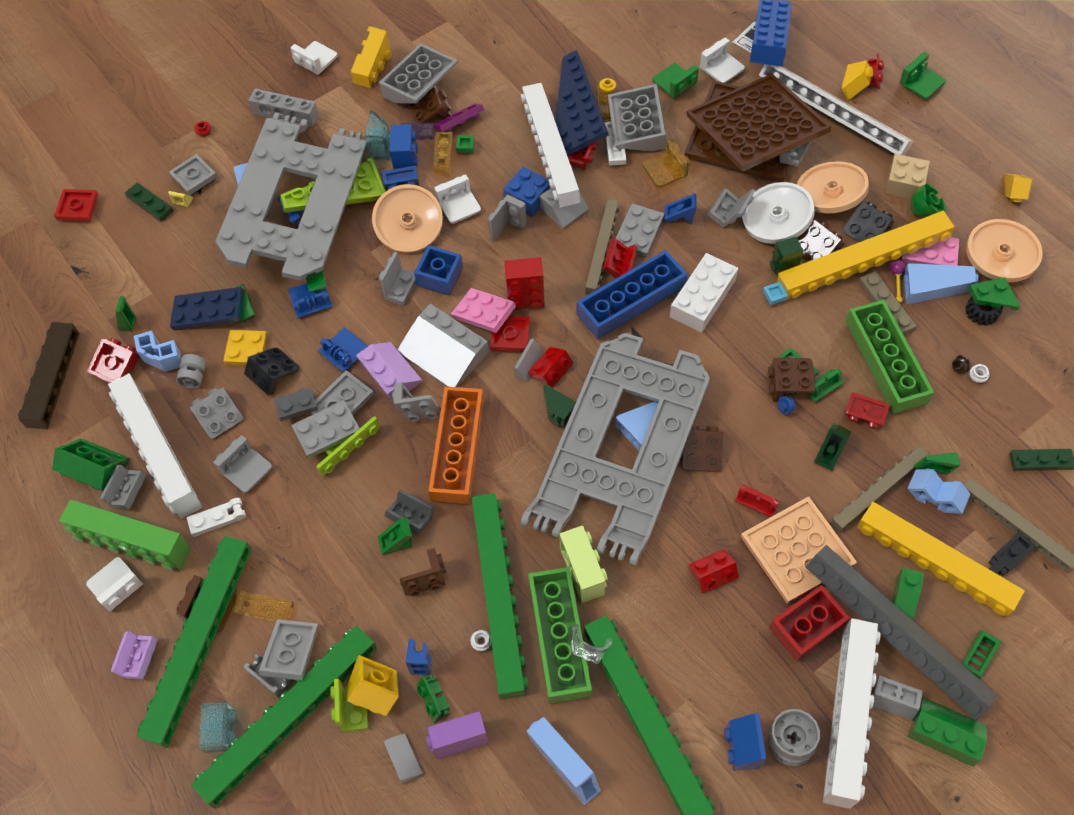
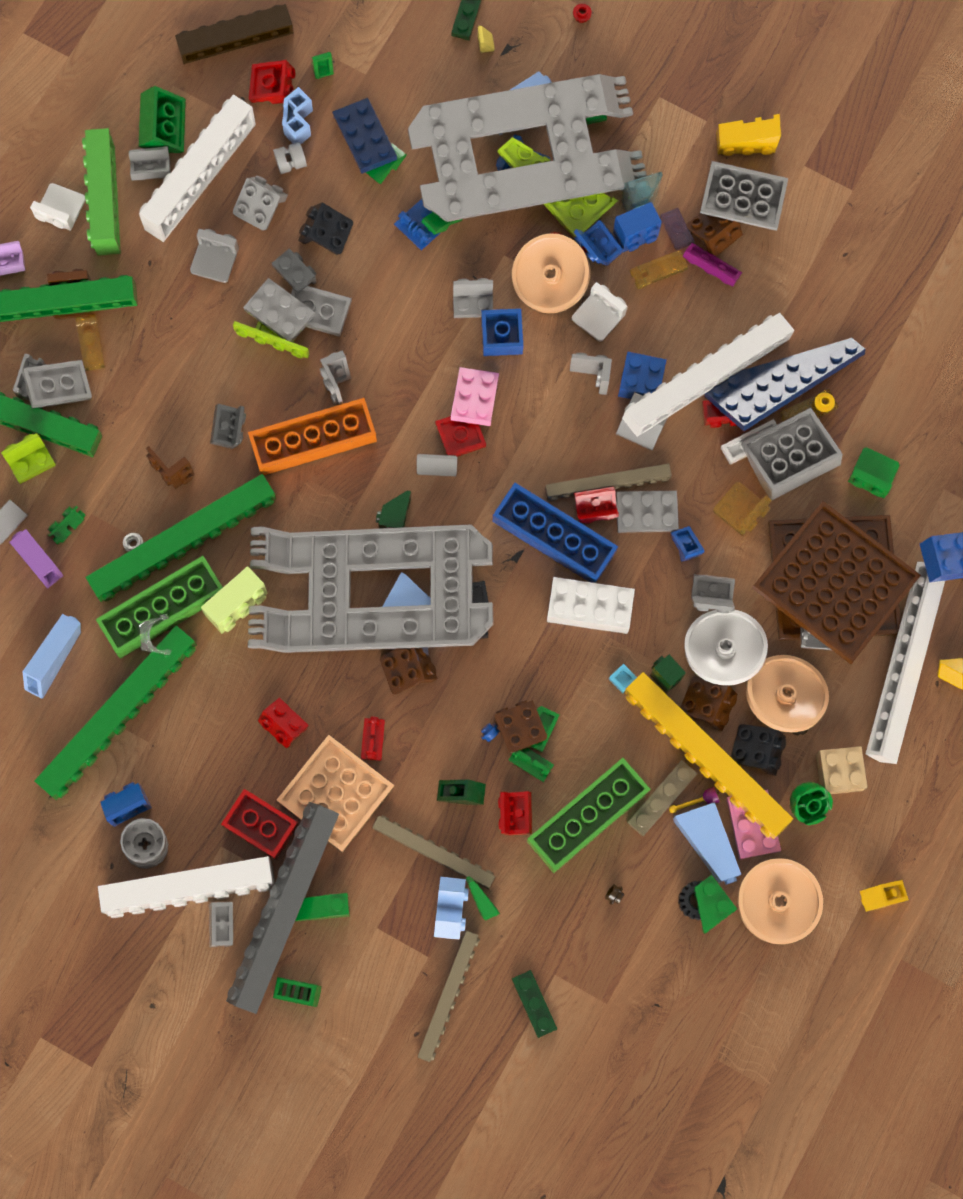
camera: 60 degrees right, 15 degrees up
(193, 174) = (518, 35): light grey plate -> none
(216, 517) = (156, 258): white plate -> none
(242, 345) = (341, 192): yellow plate -> none
(267, 103) = (642, 80): light grey brick -> none
(314, 57) = (729, 75): white bracket -> none
(342, 349) = (376, 284): blue hinge -> none
(372, 686) = (52, 468): yellow slope -> none
(388, 367) = (369, 337): lavender slope -> none
(396, 537) = (198, 425): green slope -> none
(418, 662) = (87, 493): blue hinge -> none
(443, 347) = (416, 377): slope -> none
(465, 144) = (680, 287): green plate -> none
(525, 282) = (512, 423): red brick -> none
(551, 366) = (439, 489): red bracket -> none
(719, 63) = (921, 514): white bracket -> none
(941, 560) = (377, 929): yellow brick -> none
(949, 732) = (209, 980): green slope -> none
(982, 370) = (612, 923): white plate -> none
(1011, 554) = (410, 995): black hinge -> none

